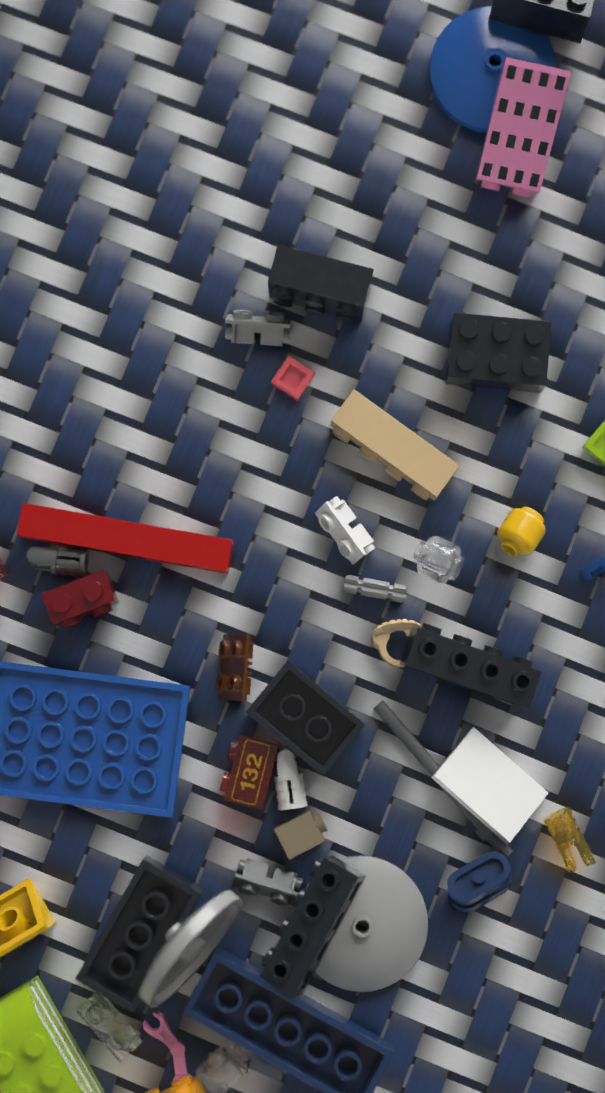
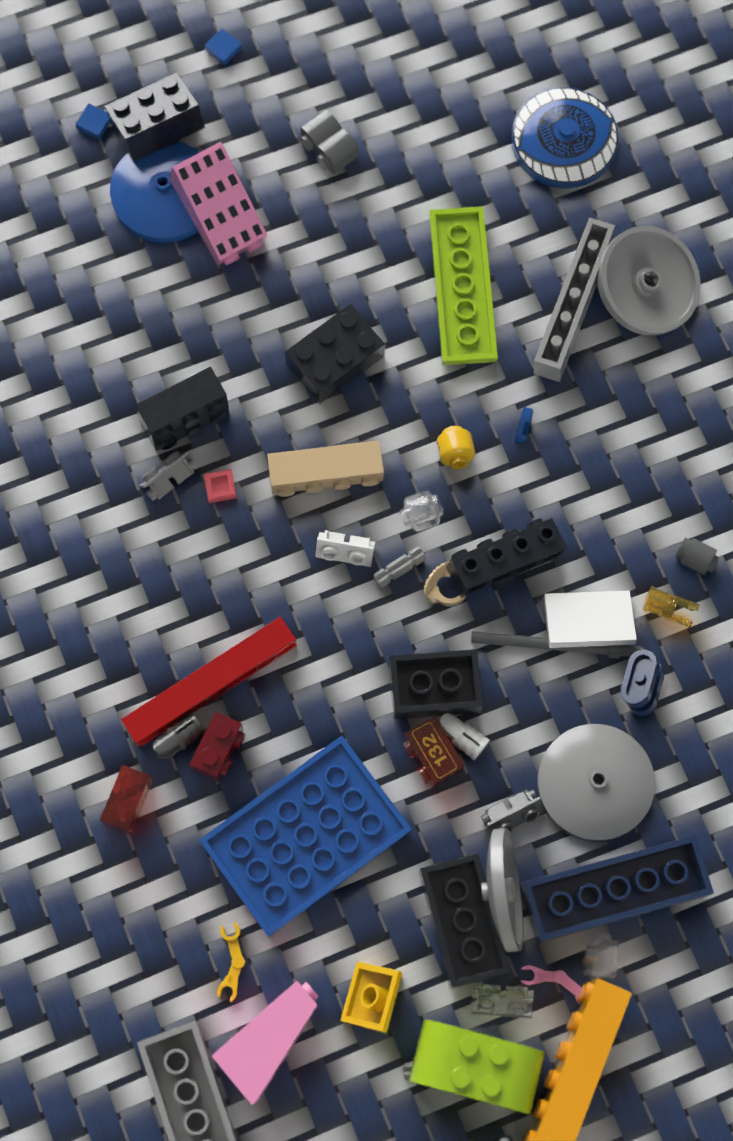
camera: 50 degrees left, 10 degrees down
(233, 680) = (359, 695): reddish brown hinge -> none
(301, 833) = (503, 760): dark tan brick -> none
(312, 925) = (567, 807): black brick -> none

